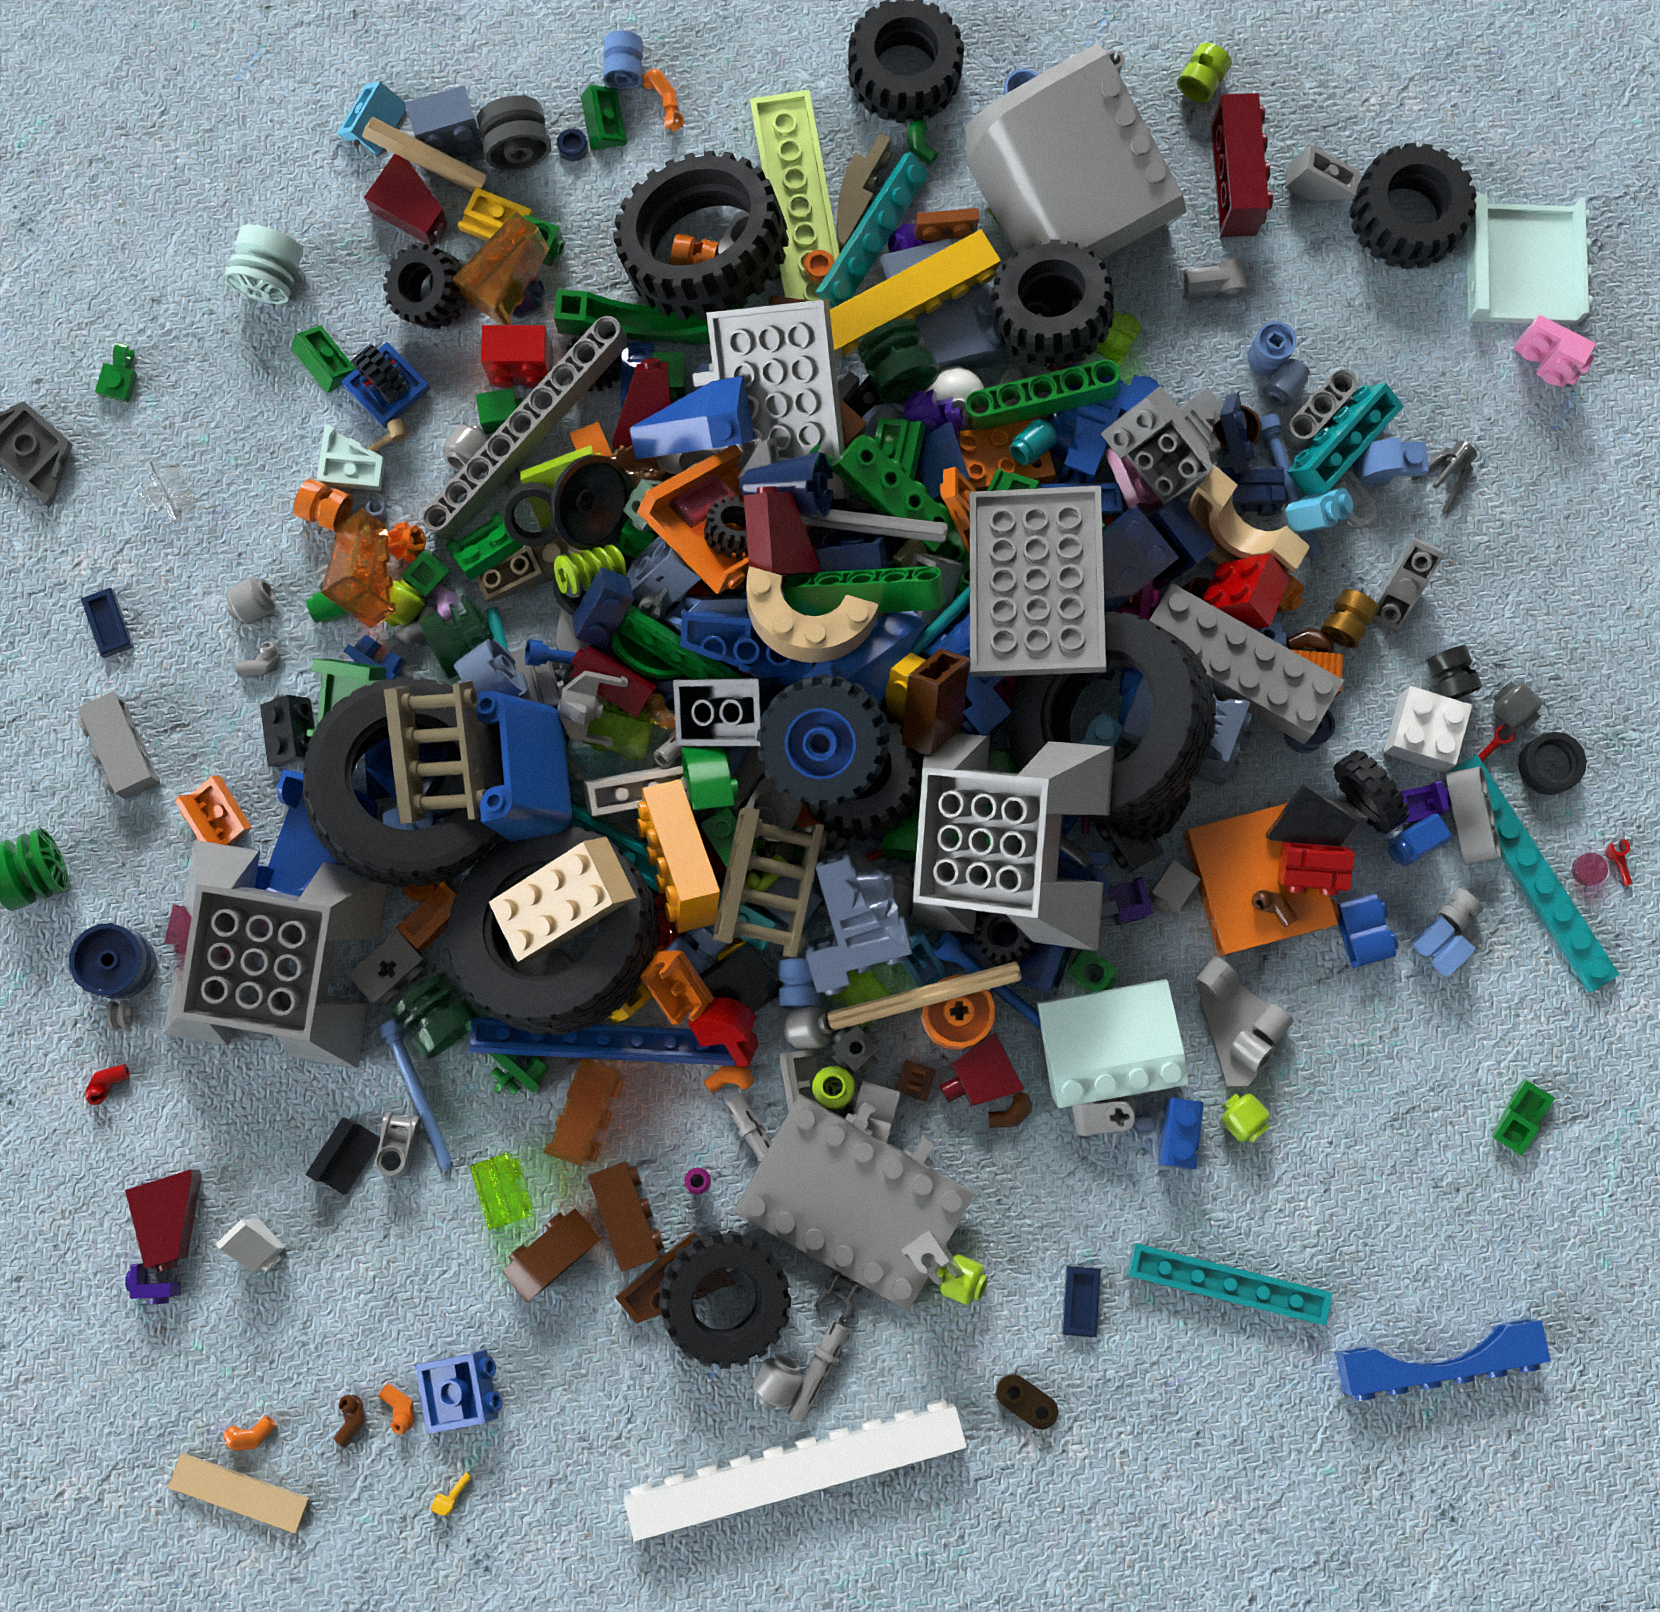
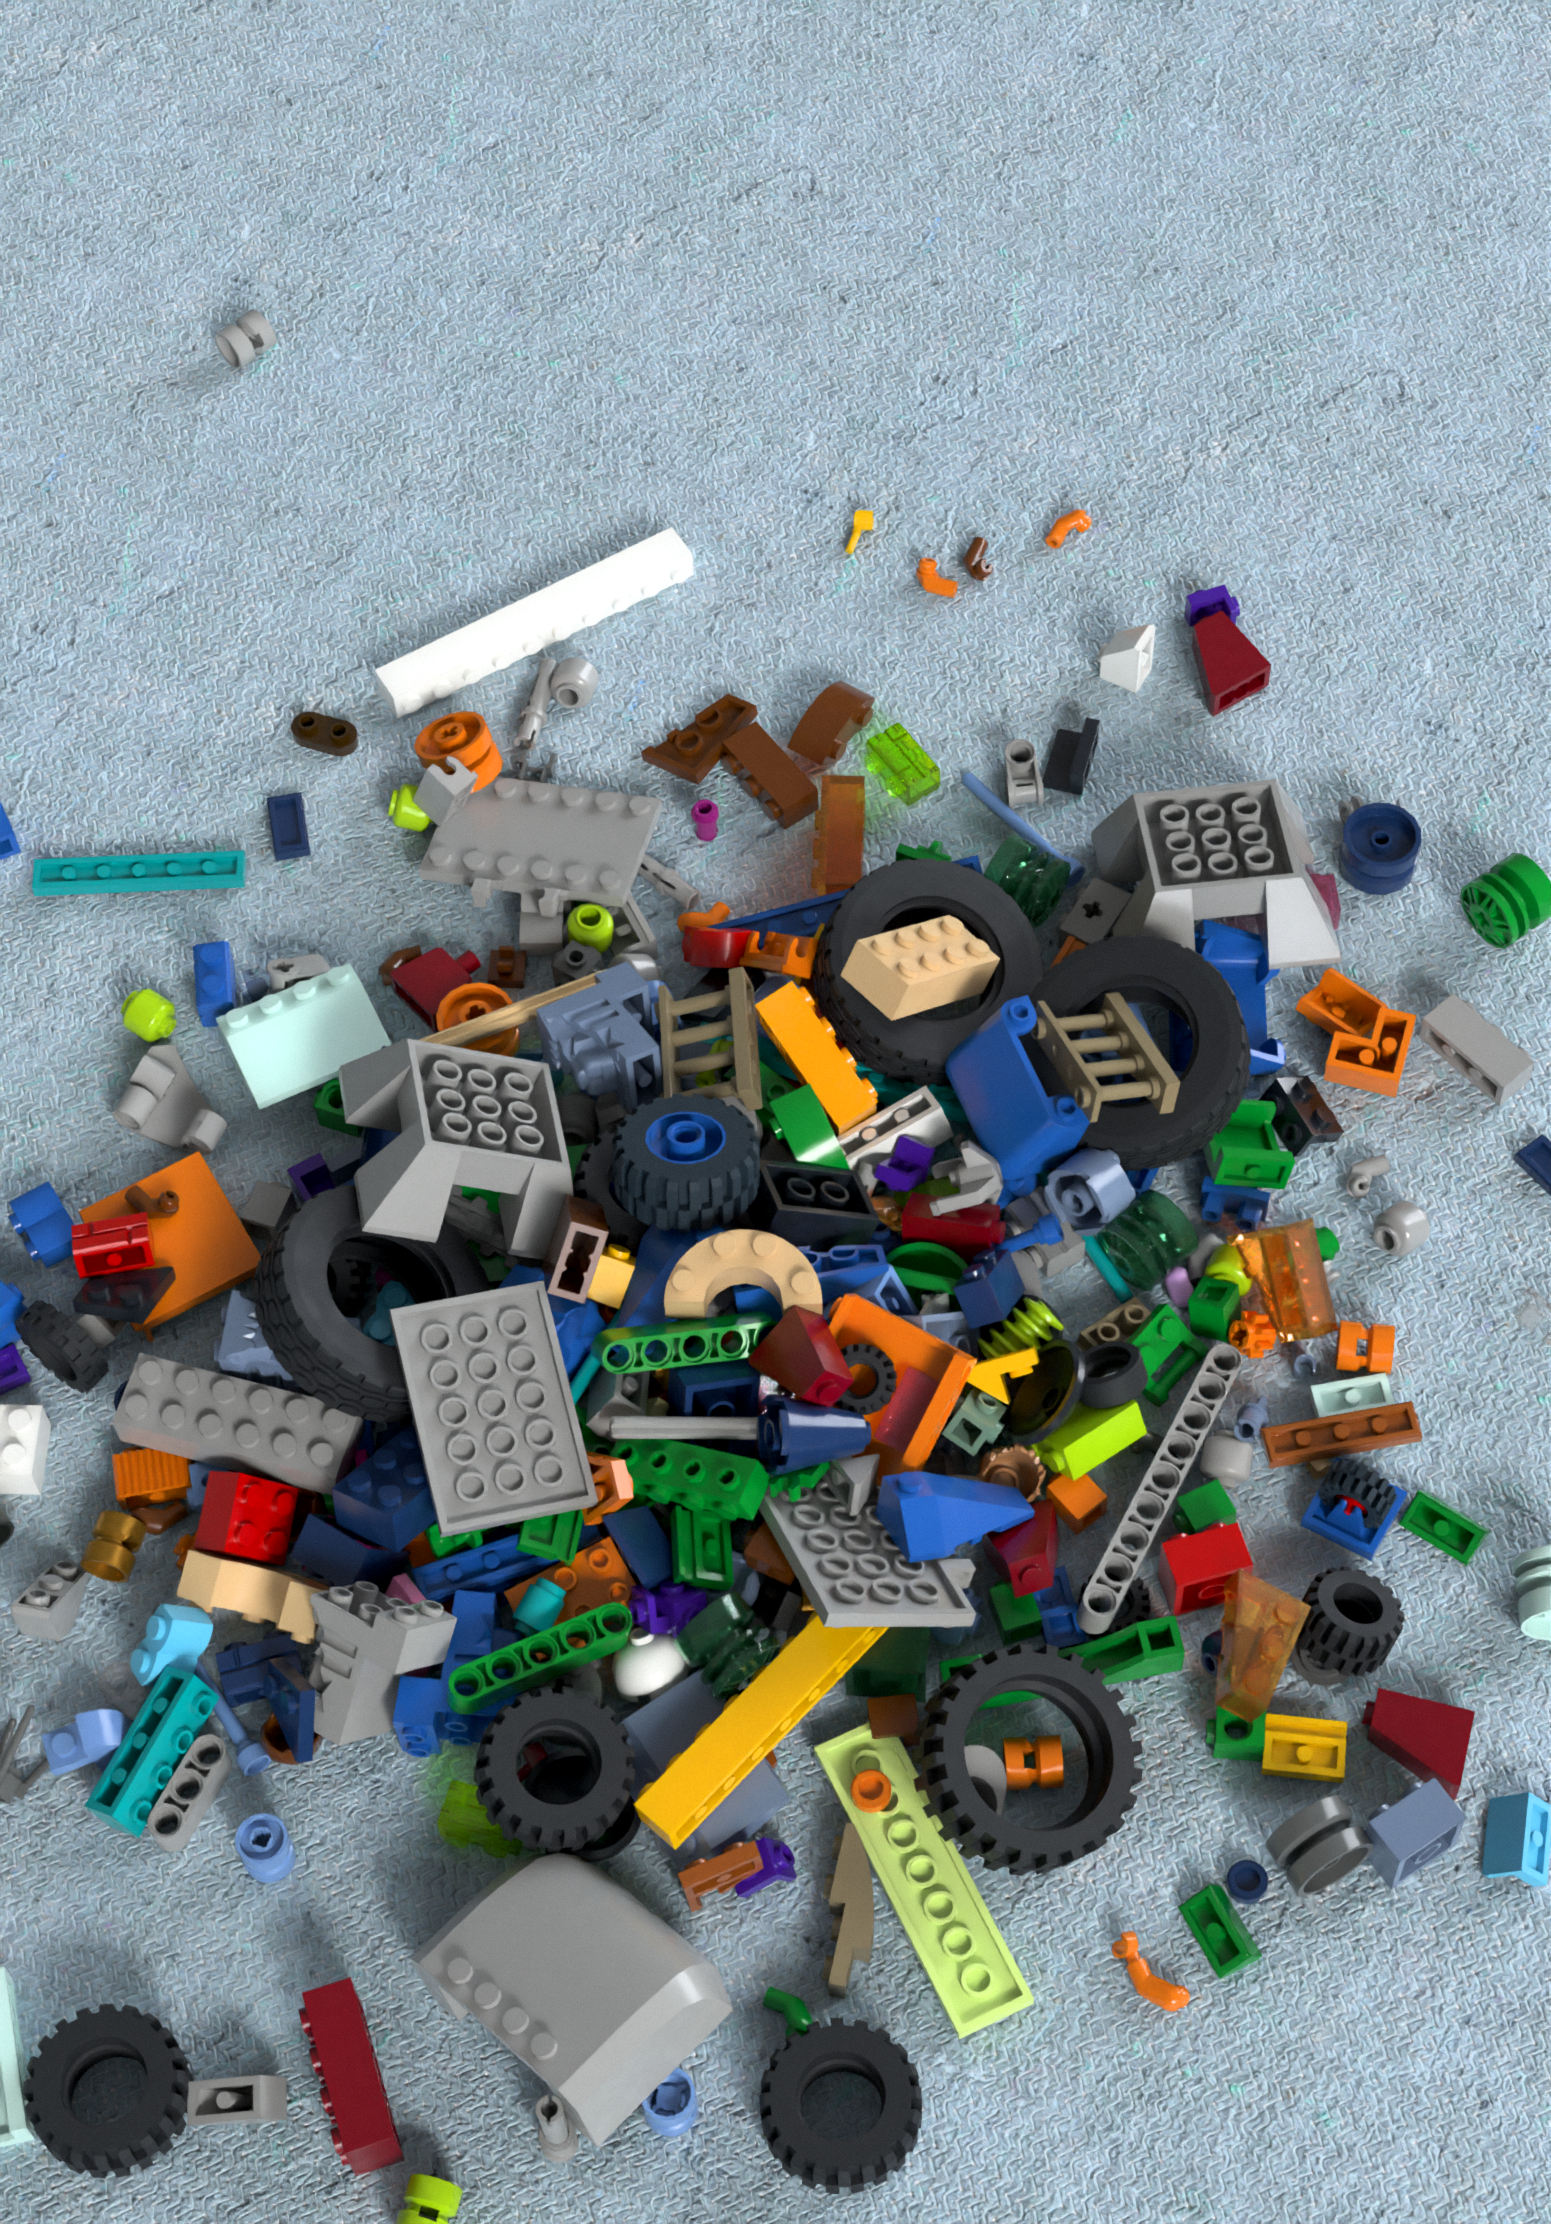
camera: 170 degrees right, 20 degrees down
(103, 1081) = (1343, 756): red arm -> none
(203, 749) = (1373, 1062): none -> orange brick
(239, 1493) = (1058, 485): tan tile -> none
(371, 437) = (1340, 1434): none -> dark orange tile
(423, 155) = (1396, 1778): tan tile -> none
(434, 467) = (1251, 1418): none -> sand blue axle
(458, 1391) = (880, 600): plate -> none
(623, 60) = (1222, 2009): medium blue wheel -> none
(623, 533) = (989, 1373): none -> yellow slope
(634, 748) = (907, 1166): none -> dark purple bracket
(748, 1337) = (638, 691): black tyre -> none
(873, 231) = (814, 1855): teal plate -> none
(908, 1317) = (464, 738): none -> orange wheel
(1223, 279) = (343, 1930): light grey piece -> none
(1287, 382) = (234, 1808): sand blue brick -> none

